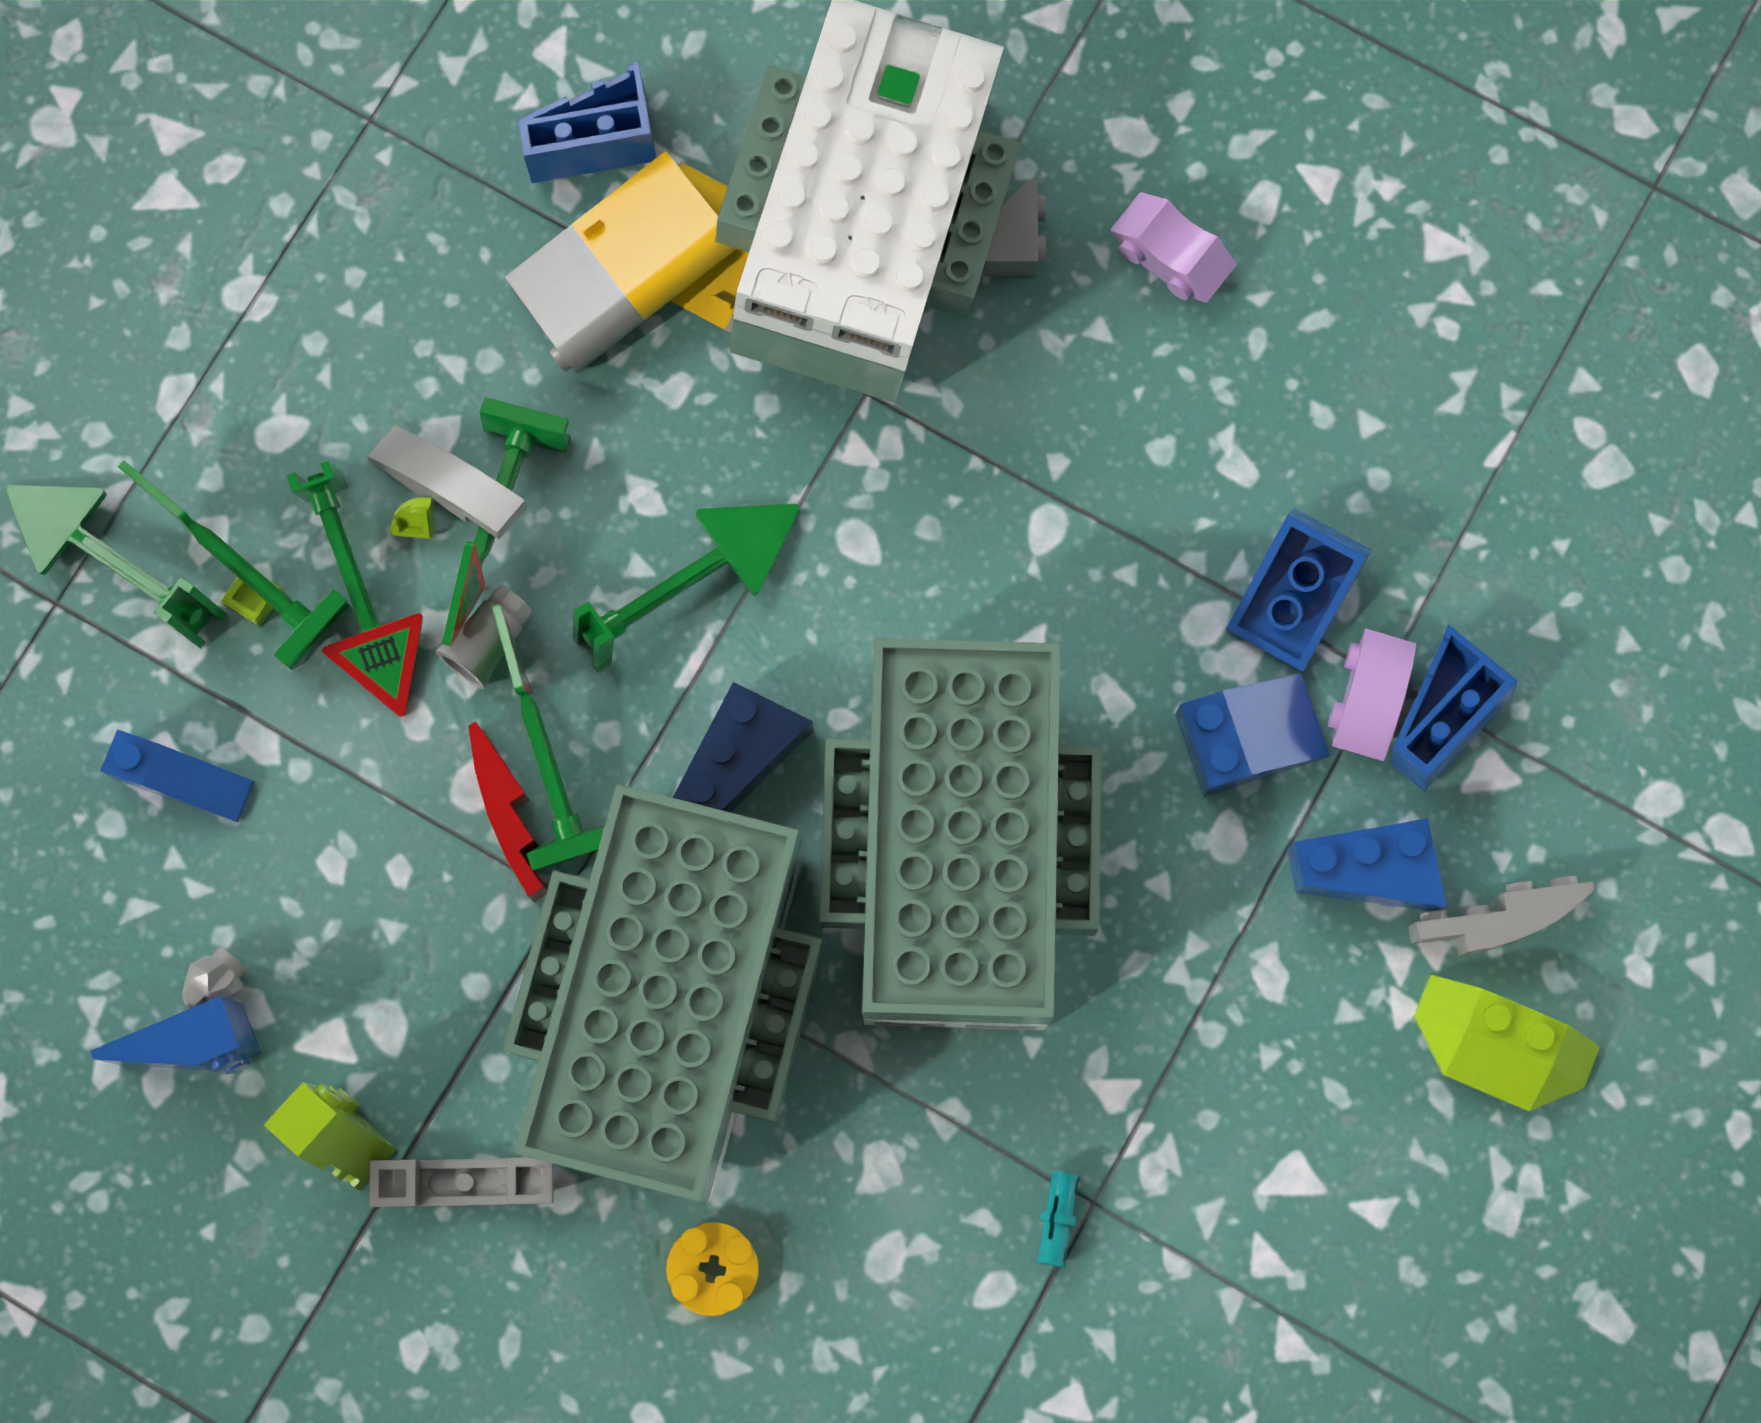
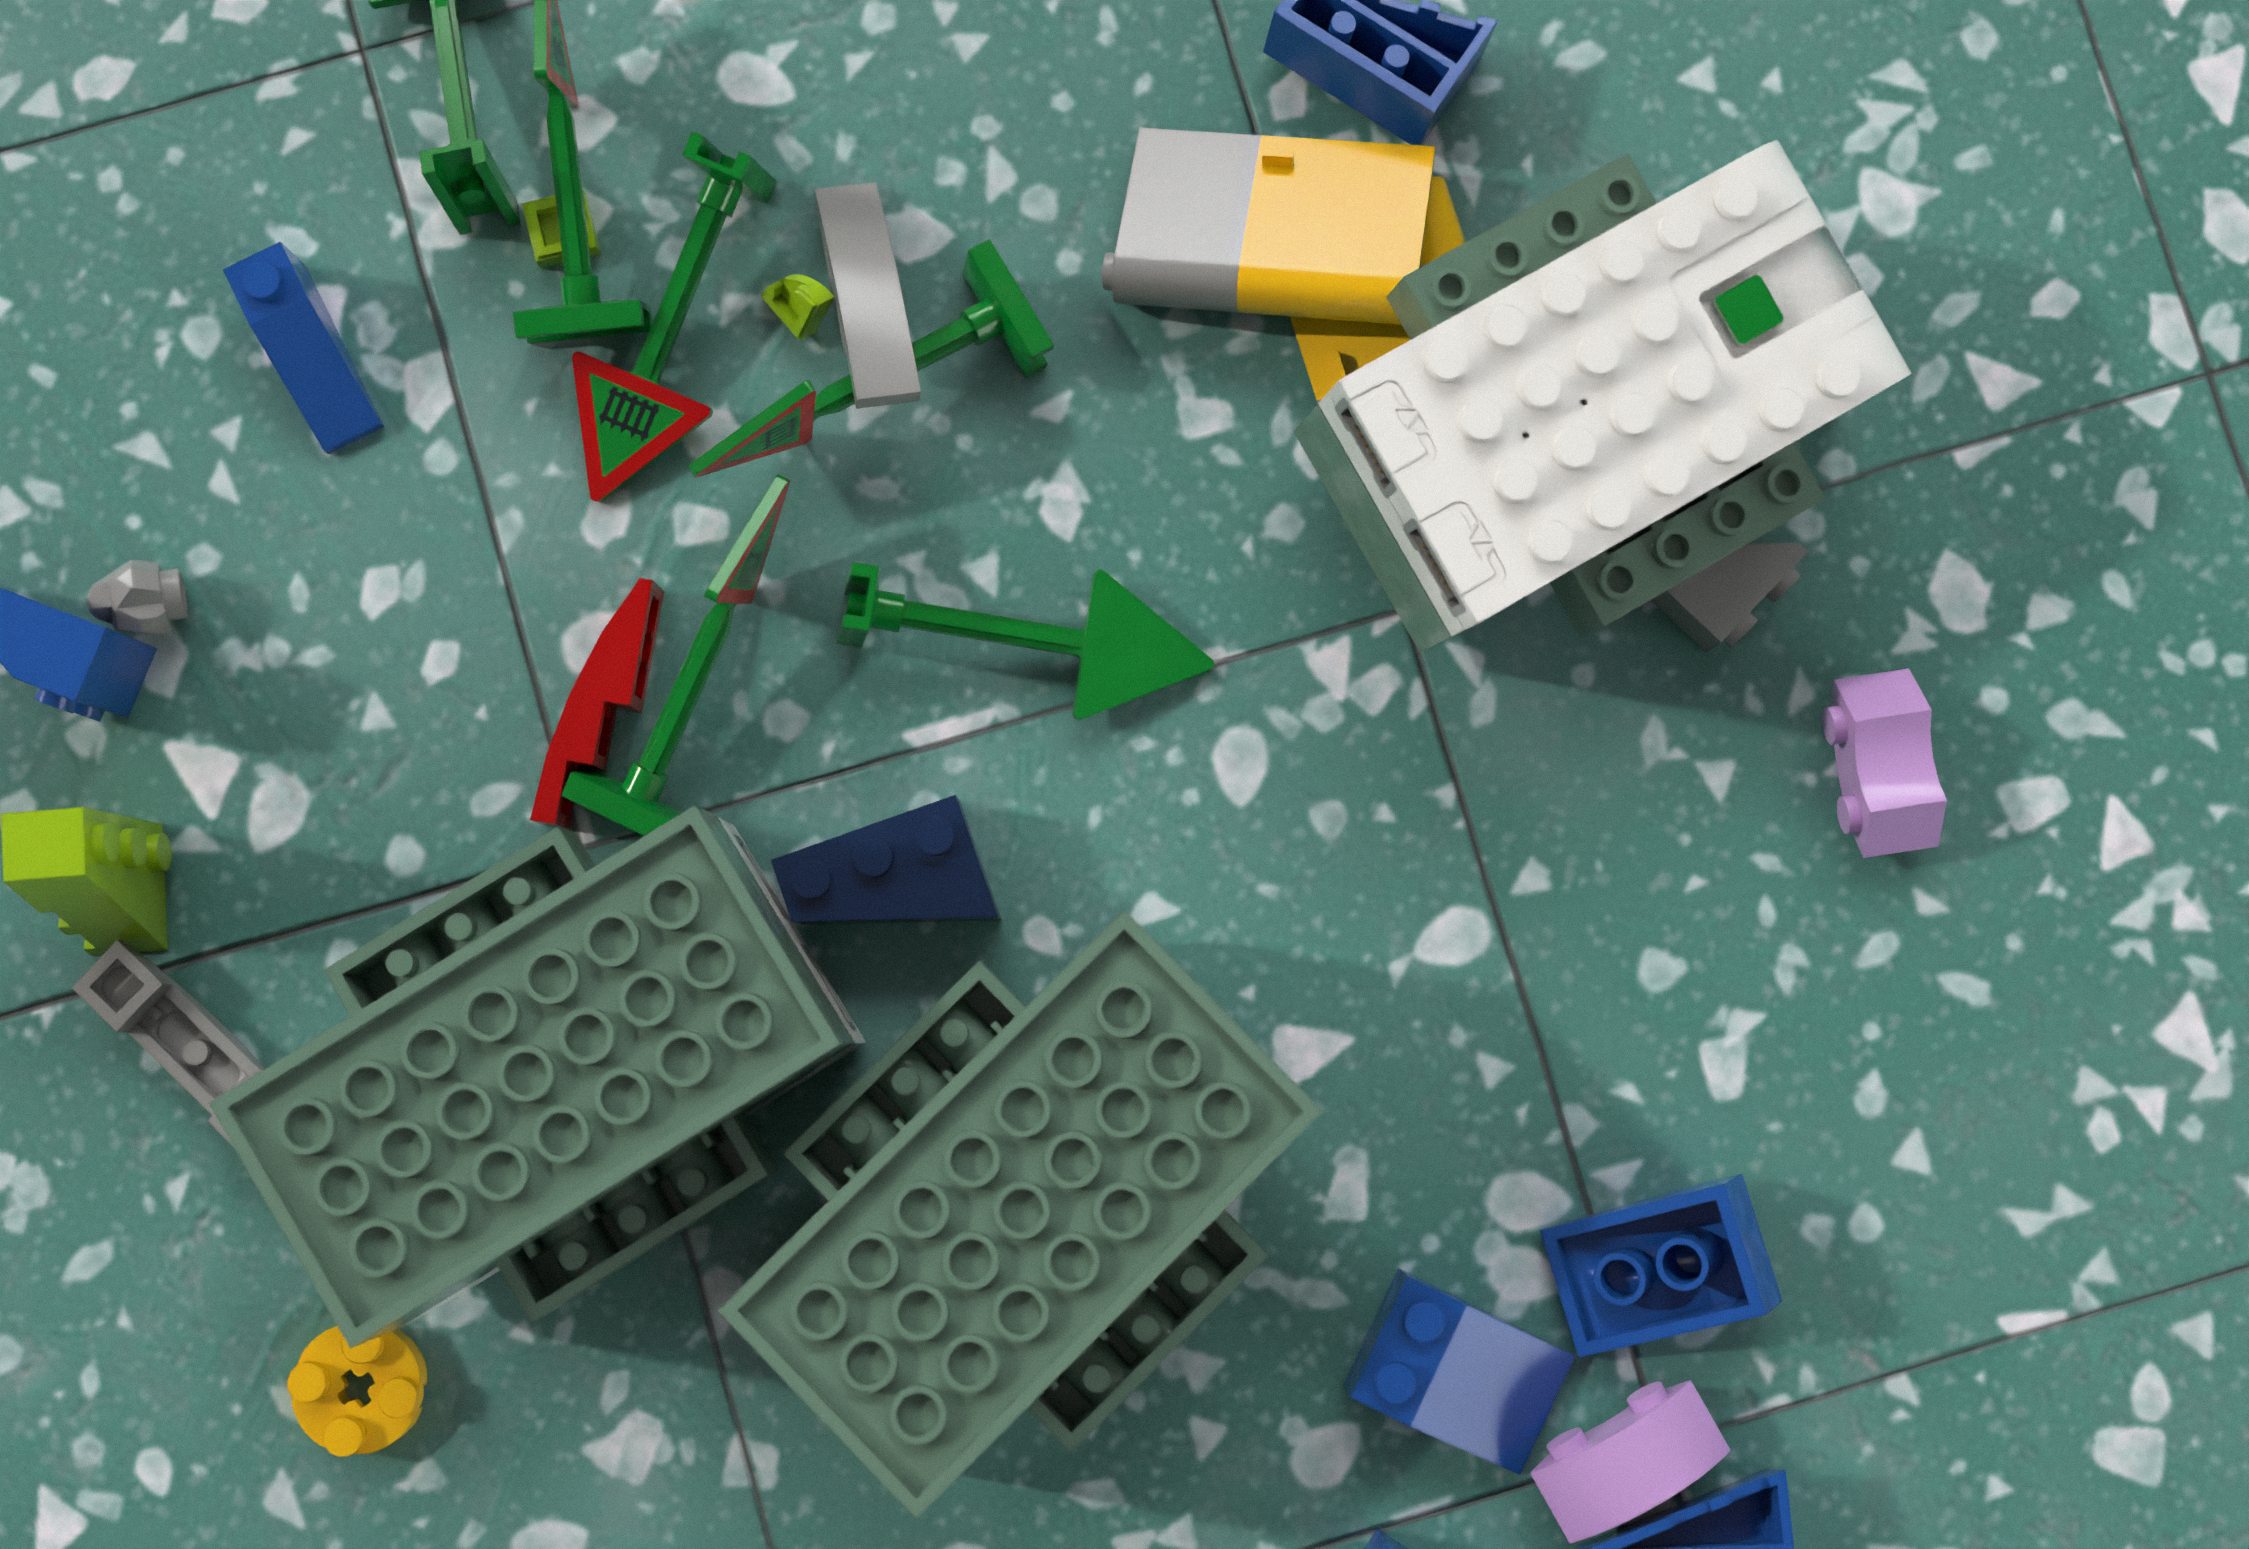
camera: 40 degrees right, 5 degrees up
(479, 644) = (727, 498): light grey plant -> none

